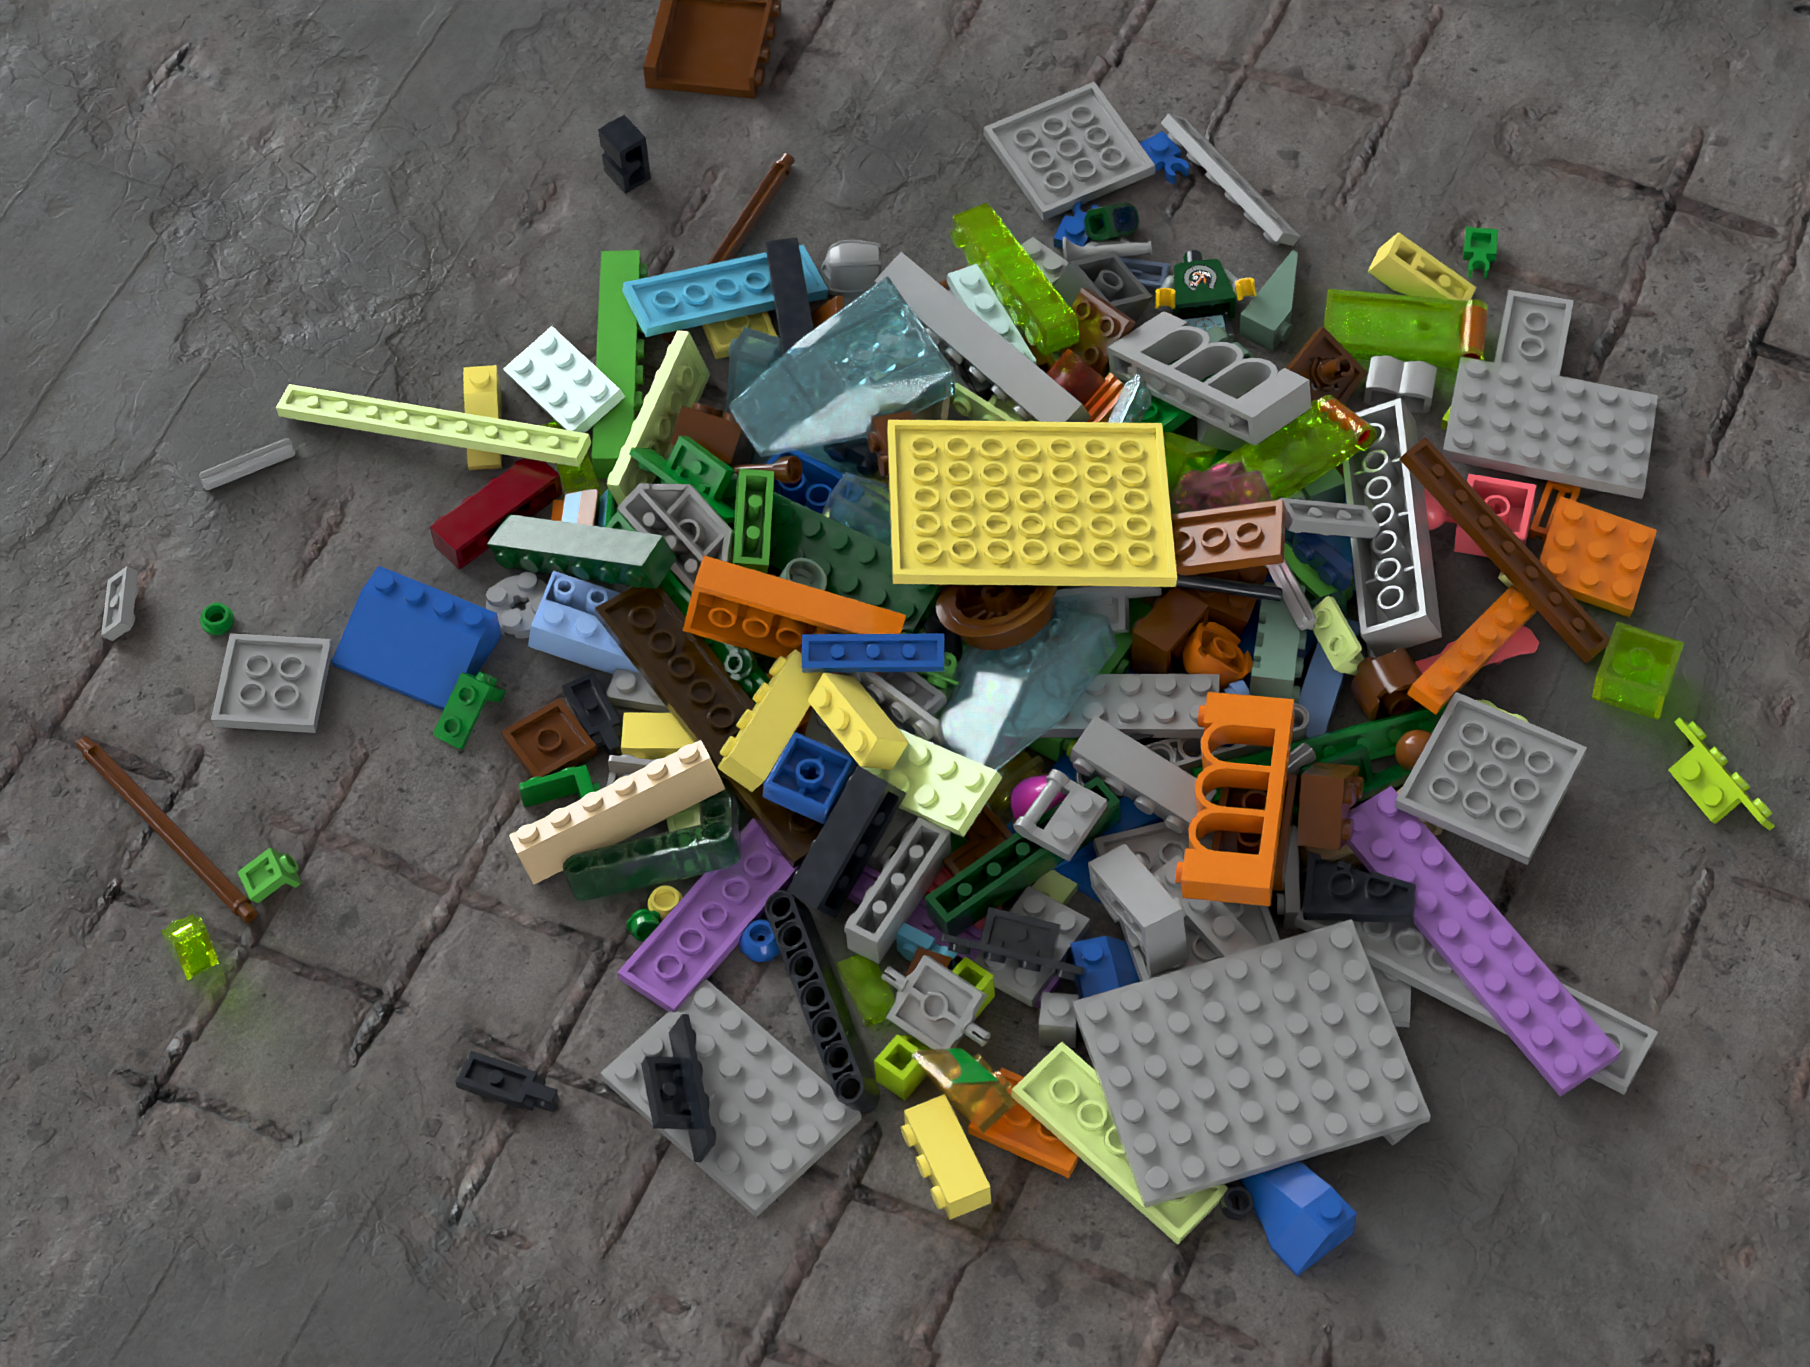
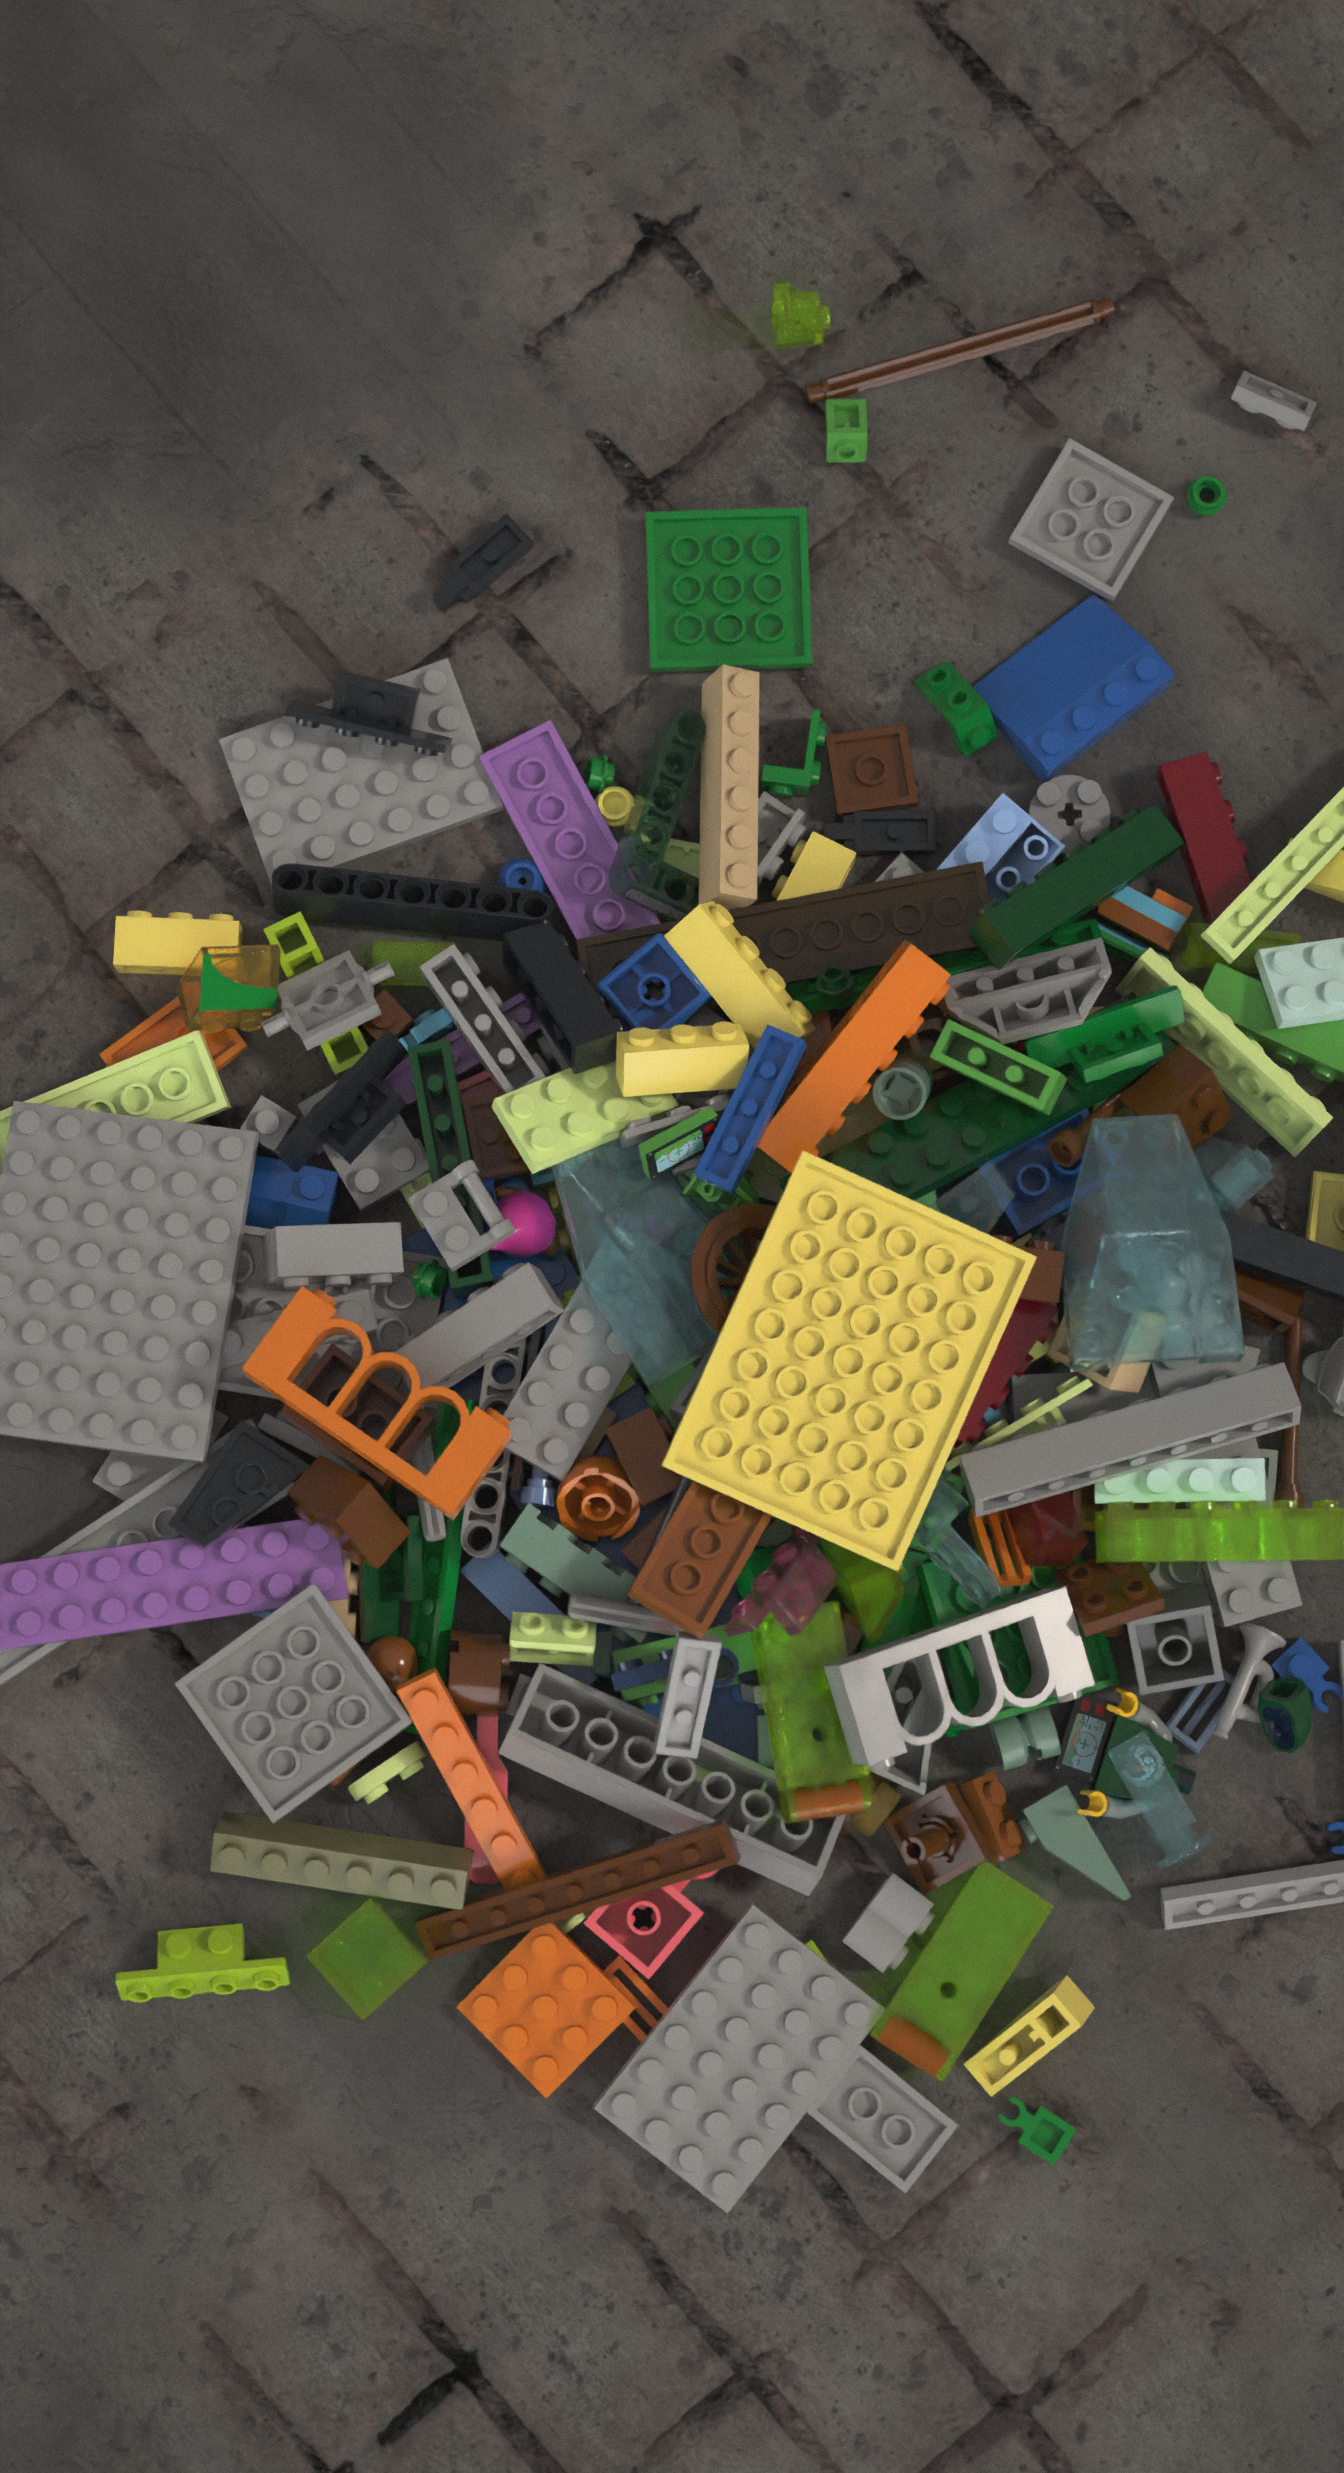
camera: 110 degrees right, 25 degrees up
(445, 900) = (728, 589): none -> green plate
(923, 691) = (678, 1143): none -> tile
(1118, 835) = (429, 1279): none -> green plate
(1225, 248) = (1158, 1800): none -> clear light blue piece
(1294, 343) = (993, 1816): none -> dark orange plate
(1581, 717) = (341, 1860): none -> olive brick

